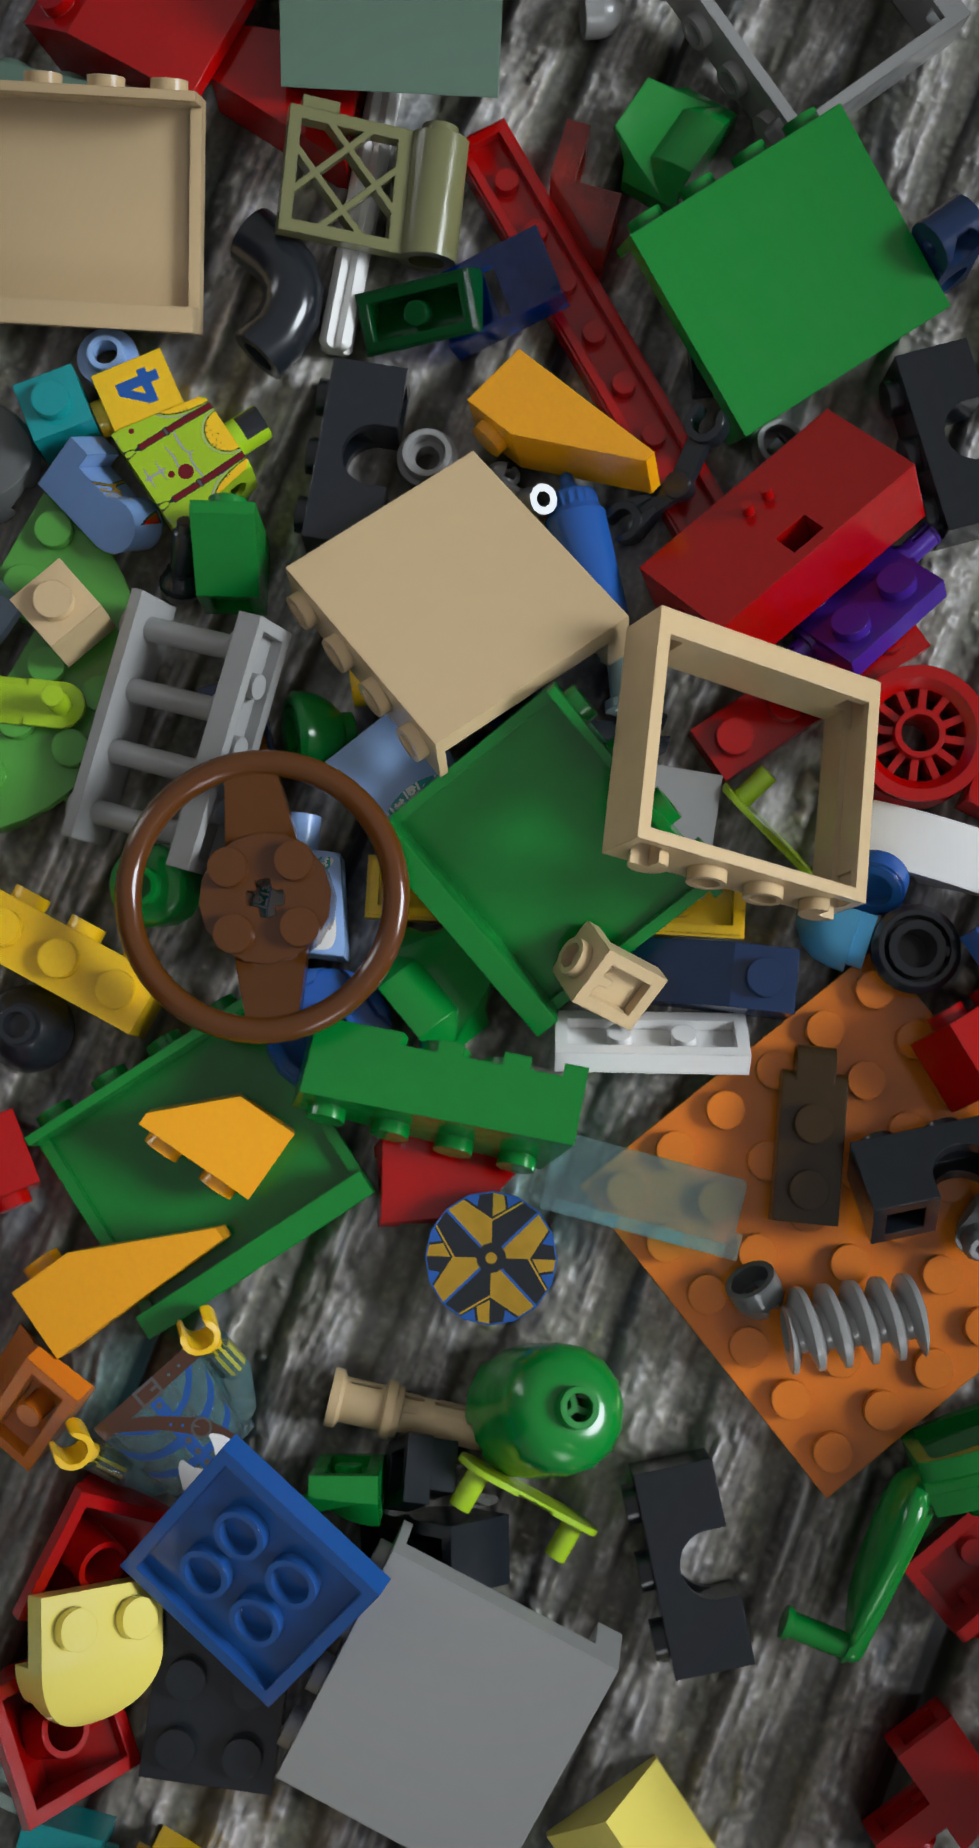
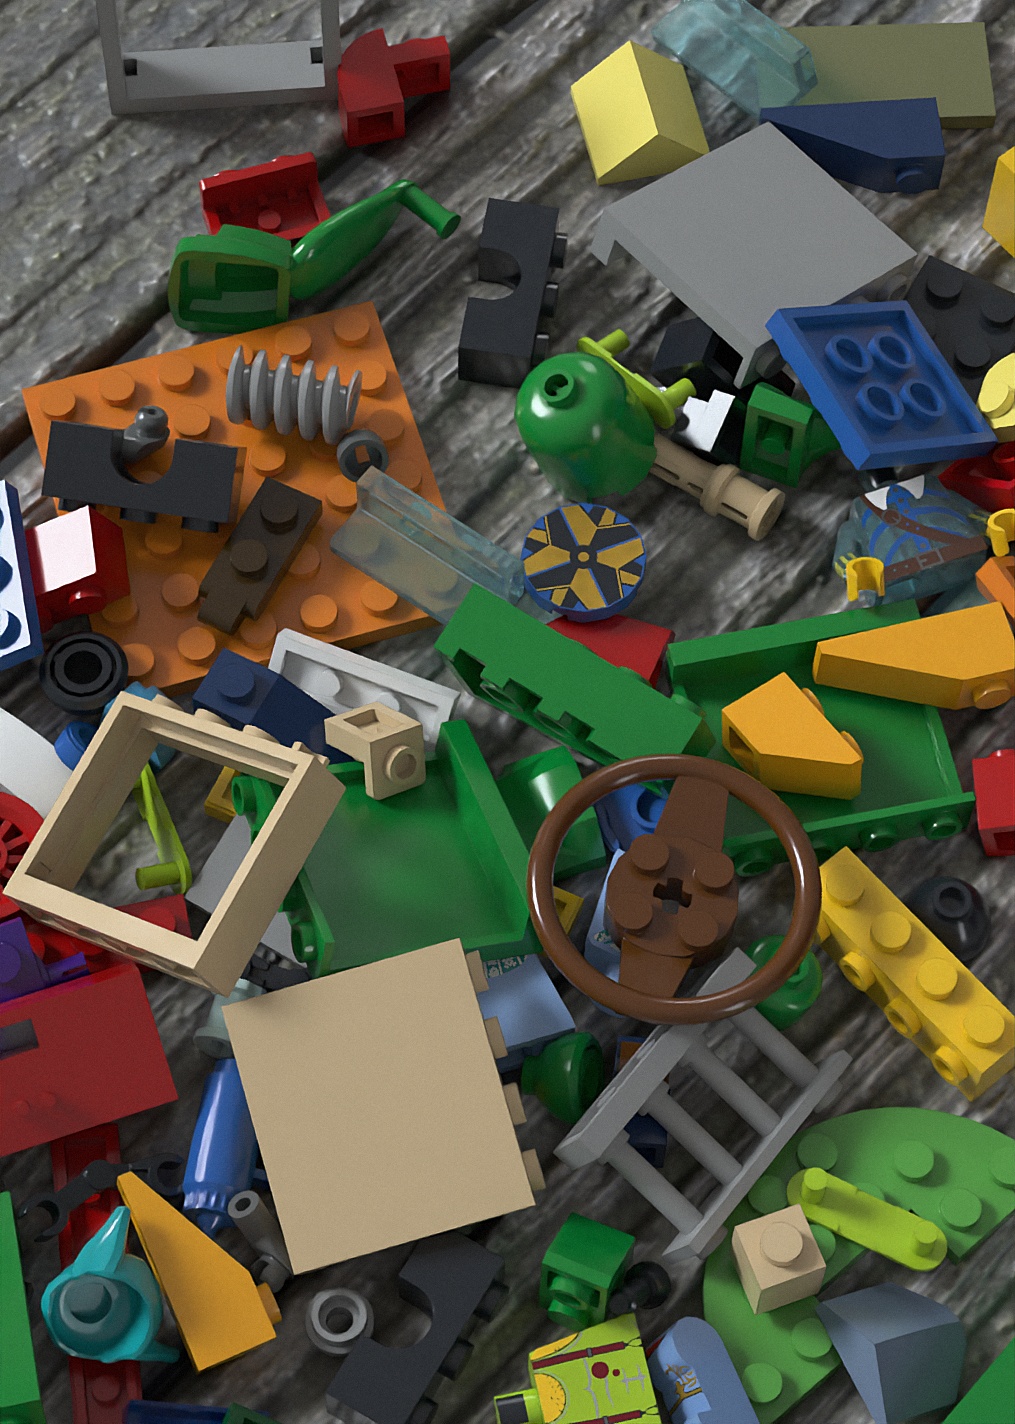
camera: 160 degrees left, 20 degrees down
(617, 367) = (107, 1302): none -> teal piece

